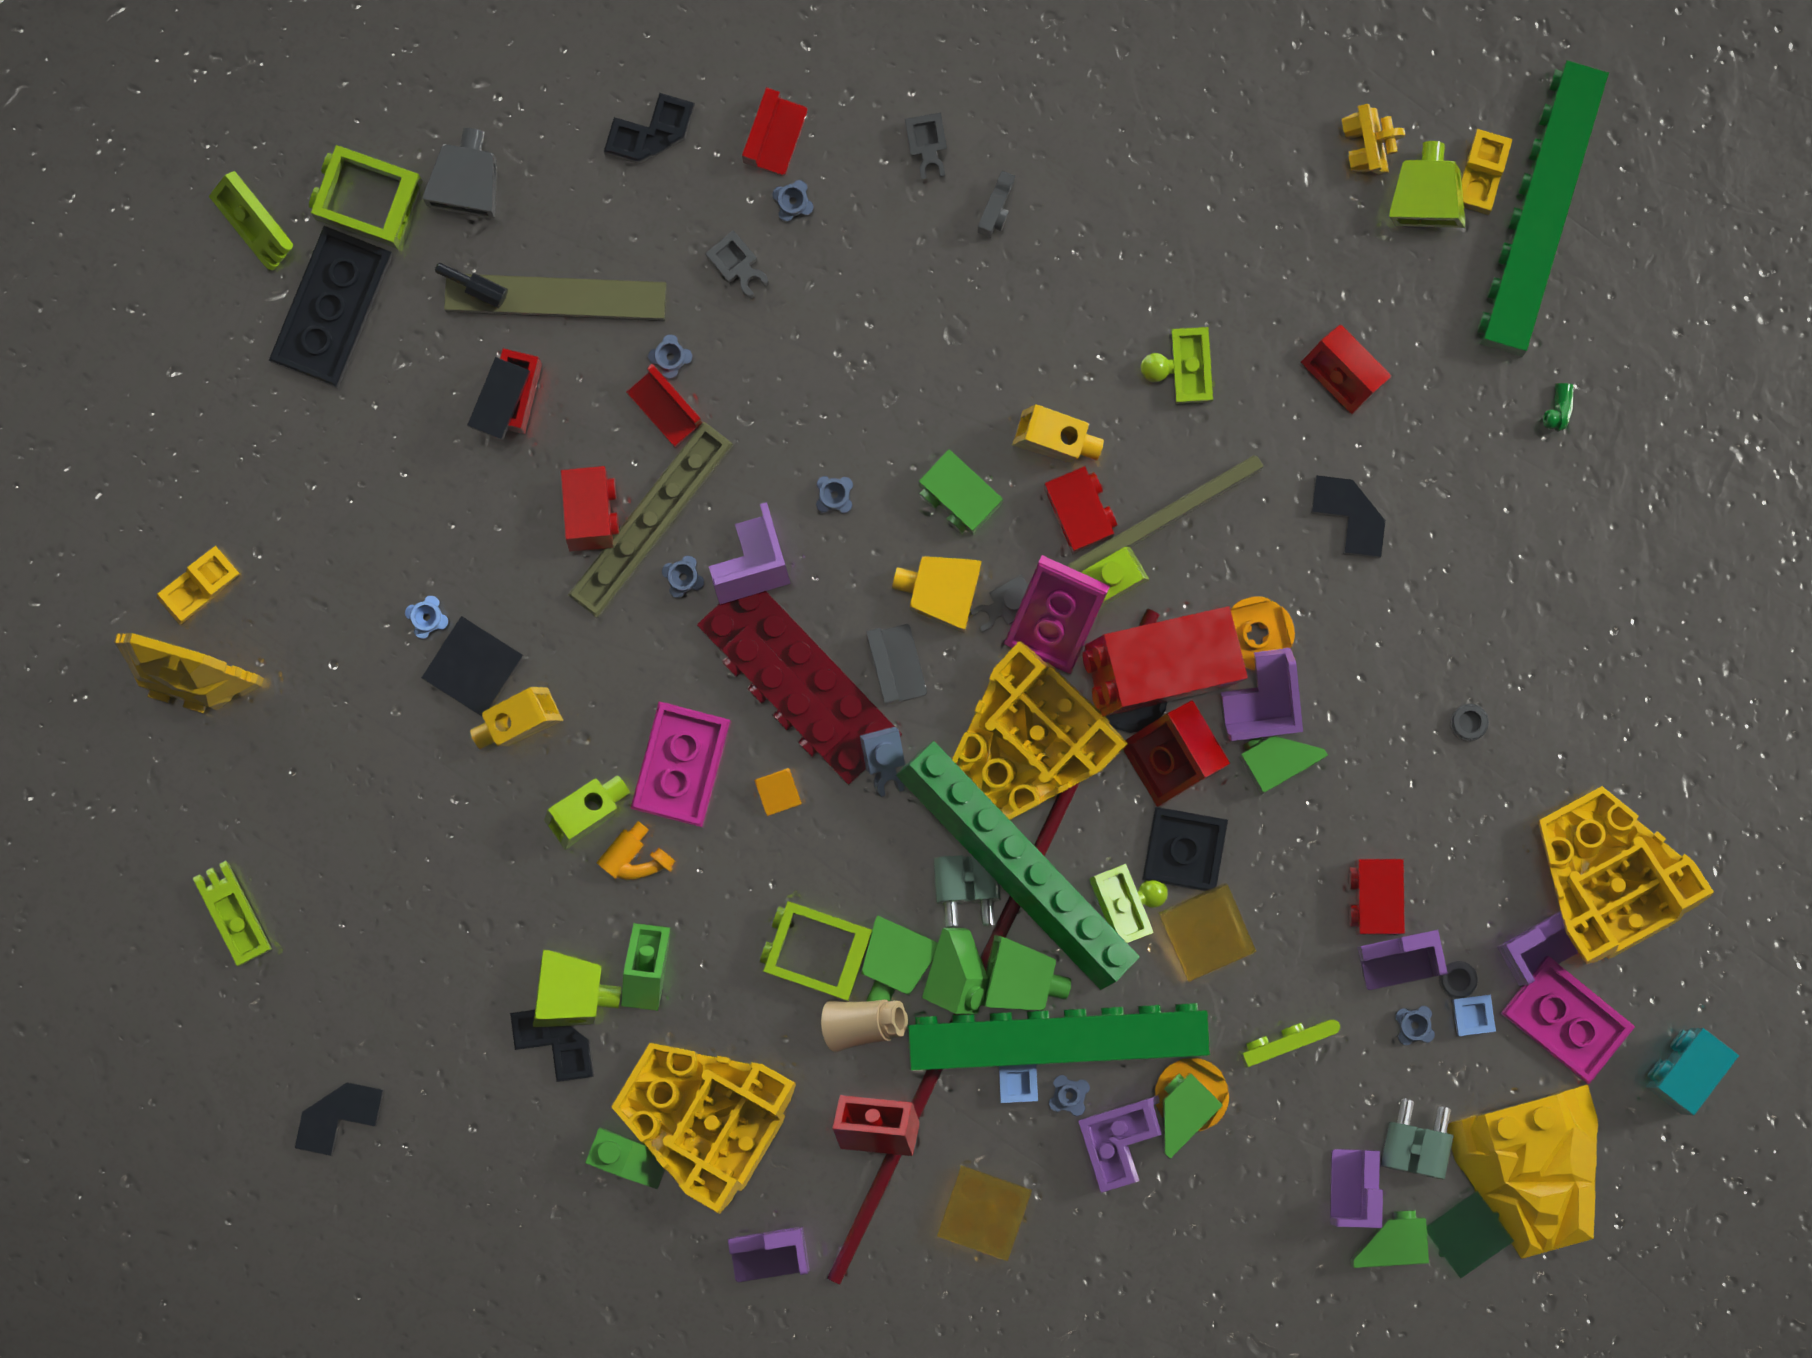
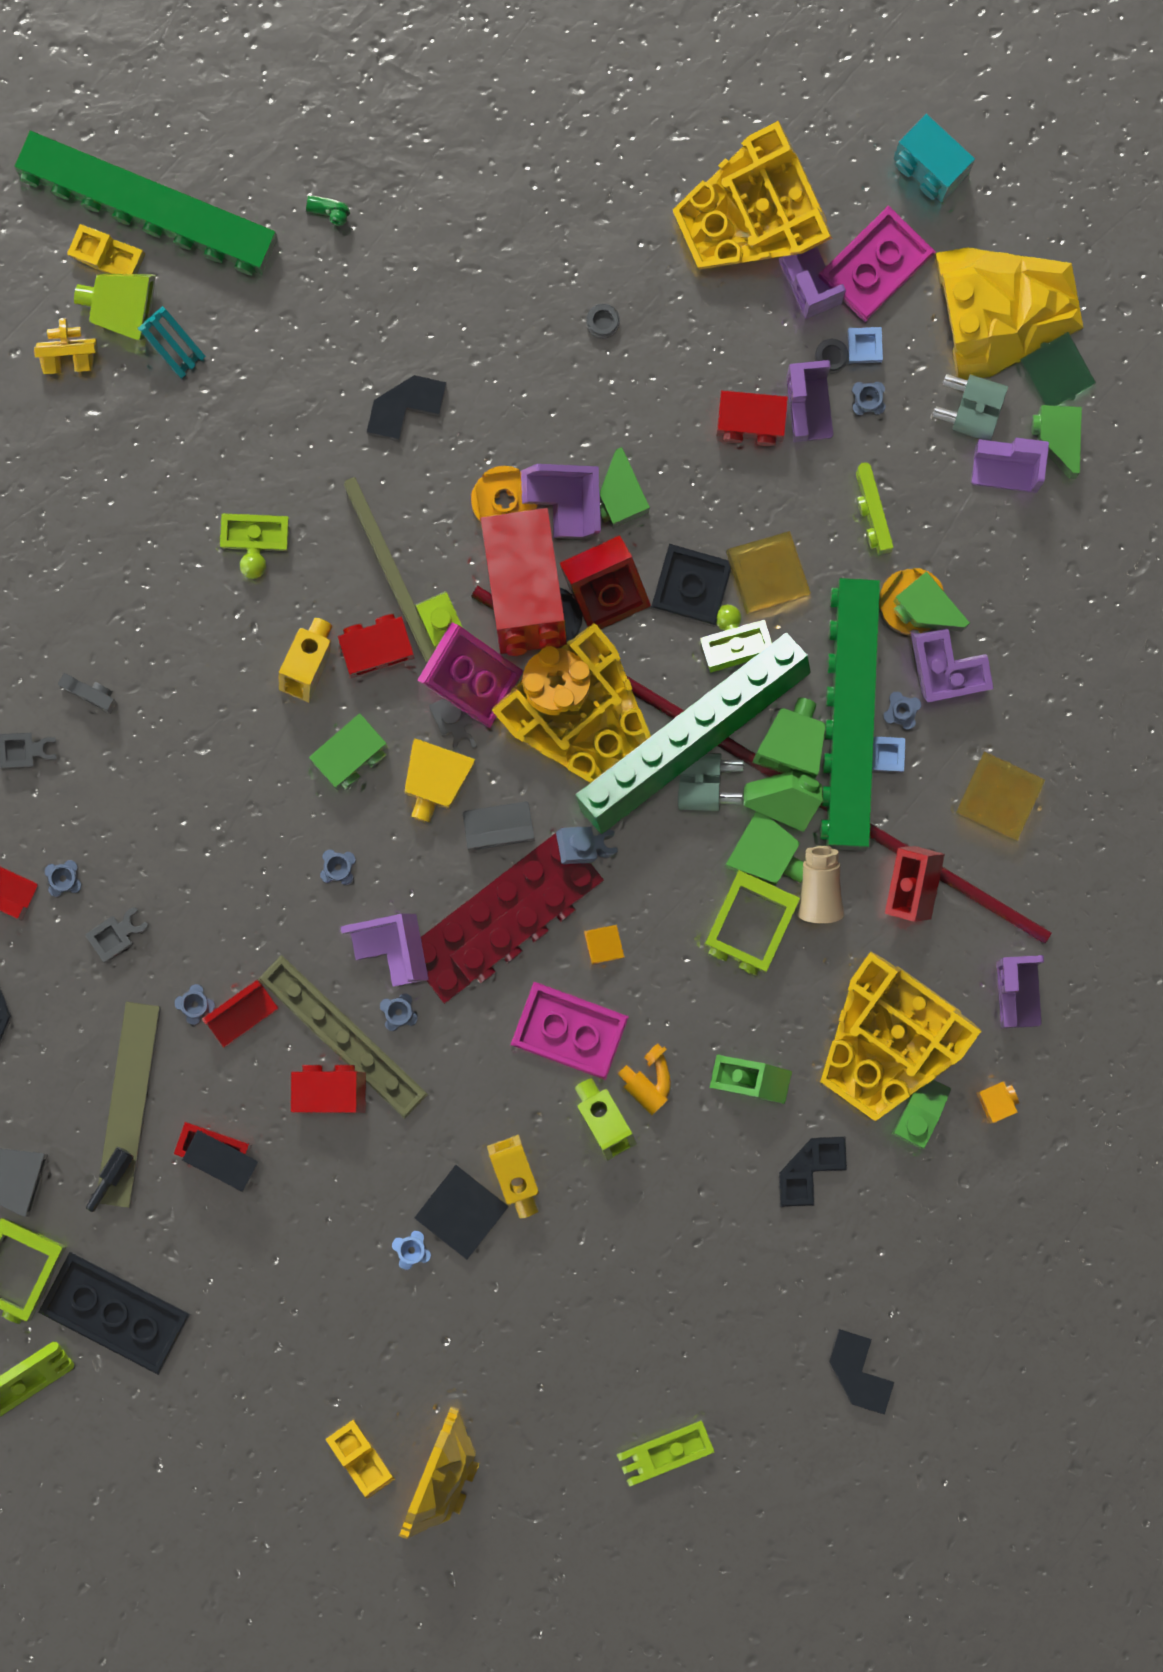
camera: 90 degrees left, 0 degrees up
(570, 991) = (767, 1148): lime torso -> none
(646, 1242) = (998, 1101): none -> light orange plate
(1077, 699) = (561, 698): none -> light orange plate
(1345, 368) = (272, 395): red panel -> none
(1373, 273) = (188, 361): none -> teal tile

